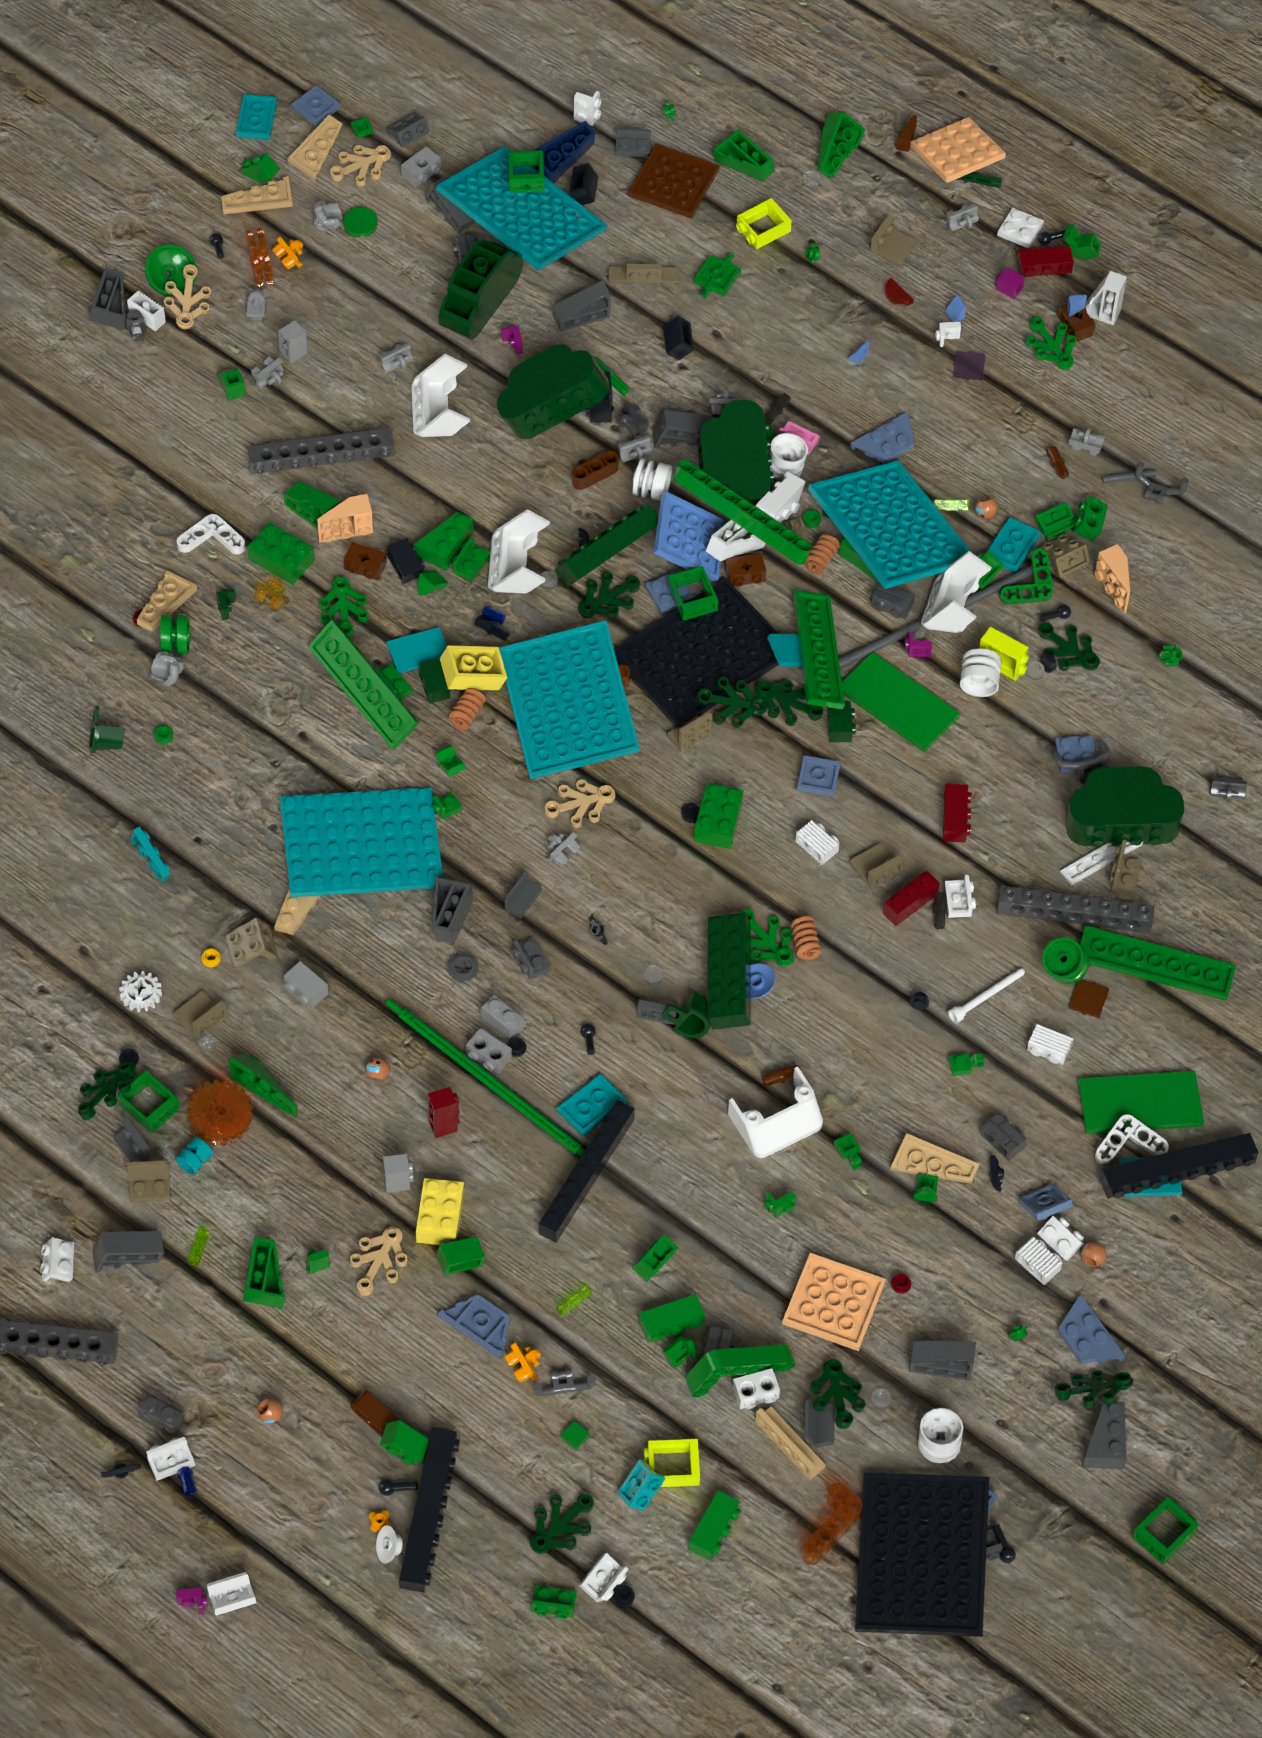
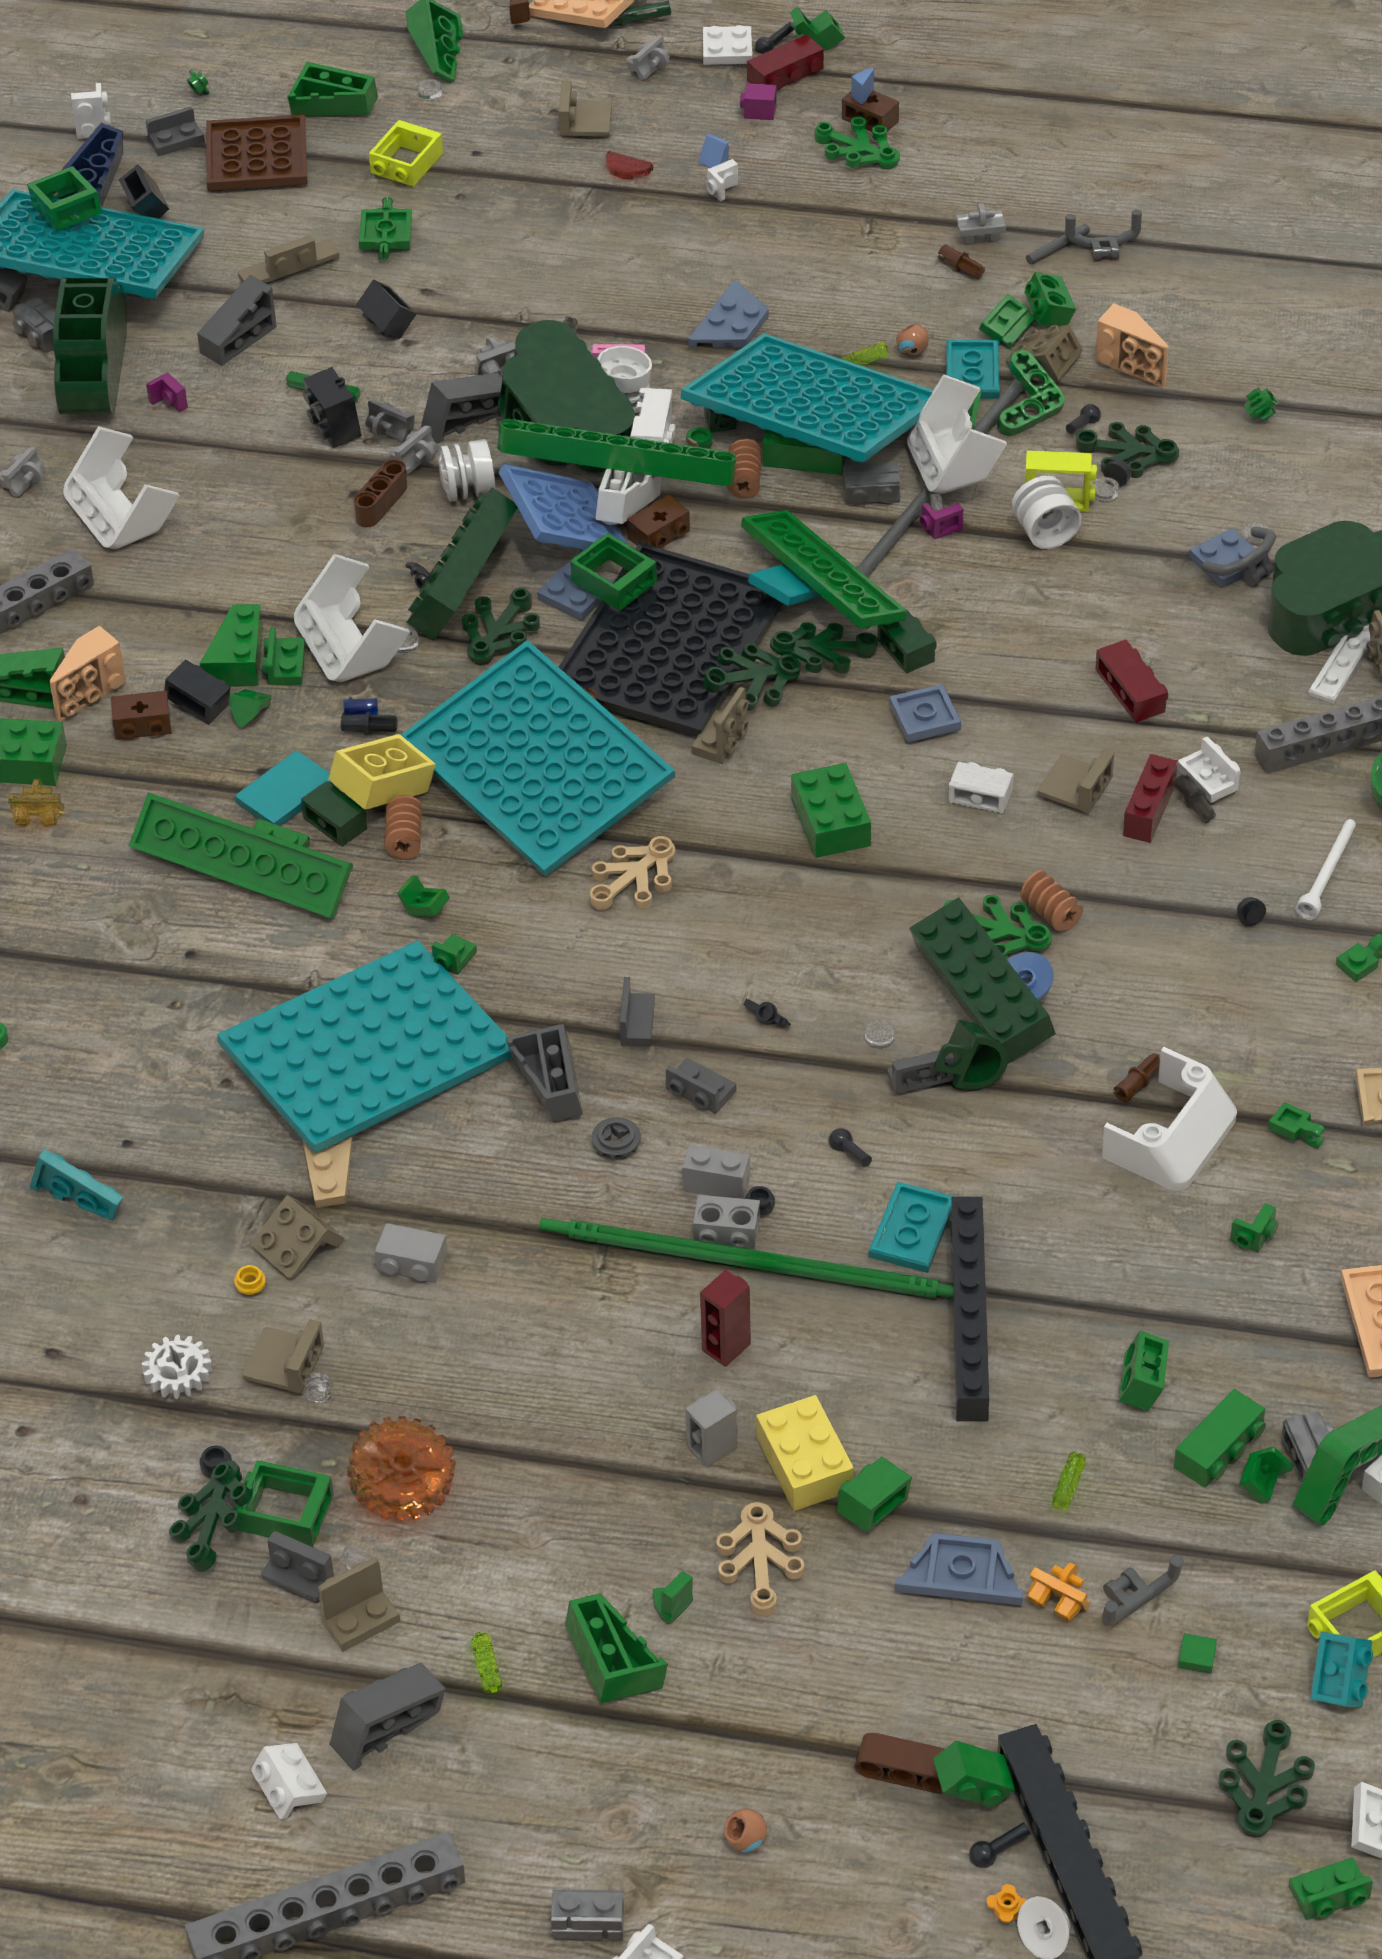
camera: 25 degrees left, 10 degrees down
(192, 1158) = (401, 1542): teal wheel -> none
(254, 1077) = (437, 1404): green wedge -> none
(343, 604) = (127, 759): green plant -> none
(377, 1068) = (587, 1311): nougat piece -> none
(551, 390) = (269, 414): dark green brick -> none
(558, 855) = (644, 932): light grey hips -> none
(690, 812) = (788, 825): black tile -> none
(813, 253) = (491, 161): green plate -> none
(859, 353) = (627, 241): medium blue slope -> none
(898, 702) = (965, 591): green tile -> none
(969, 365) = (772, 206): clear purple piece -> none
(1107, 298) = (896, 64): white wedge -> none

